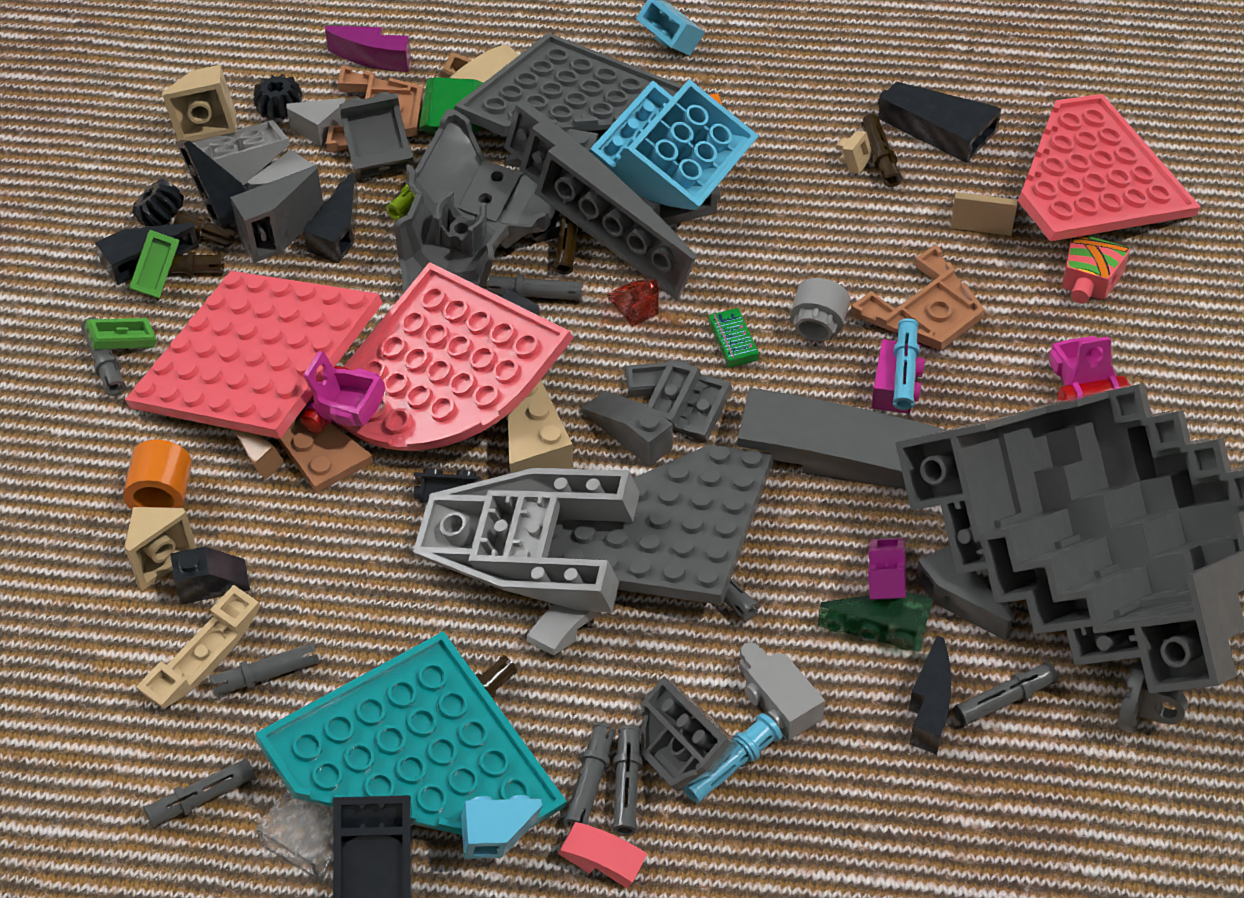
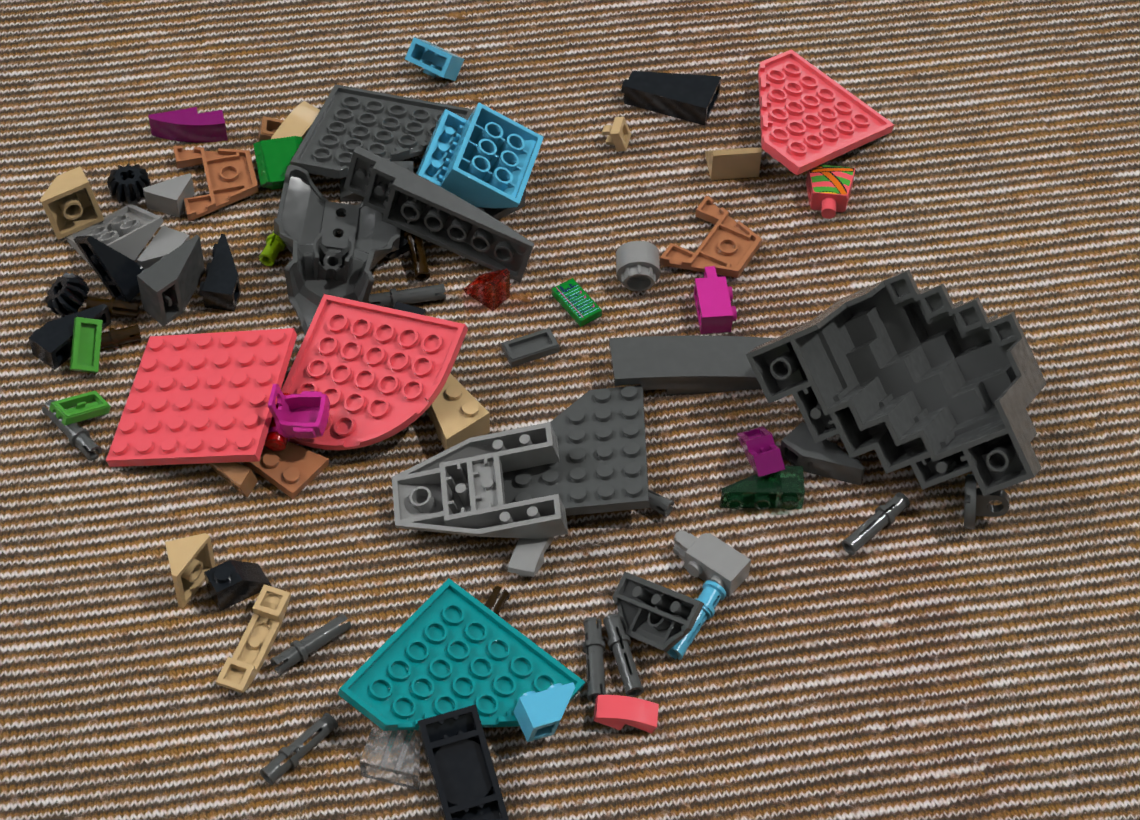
camera: 20 degrees left, 0 degrees up
(157, 475) = (164, 515): orange piece -> none
(375, 135) = (228, 199): dark grey panel -> none
(434, 480) = (388, 467): black hinge -> none
(632, 425) = (524, 387): dark grey slope -> none
(690, 399) = (561, 359): dark grey slope -> none
(884, 158) = (642, 135): dark brown pin -> none
(904, 393) = (716, 274): medium azure pin -> none
(931, 699) = (825, 540): black slope -> none
(1084, 367) = (852, 267): dark pink piece -> none

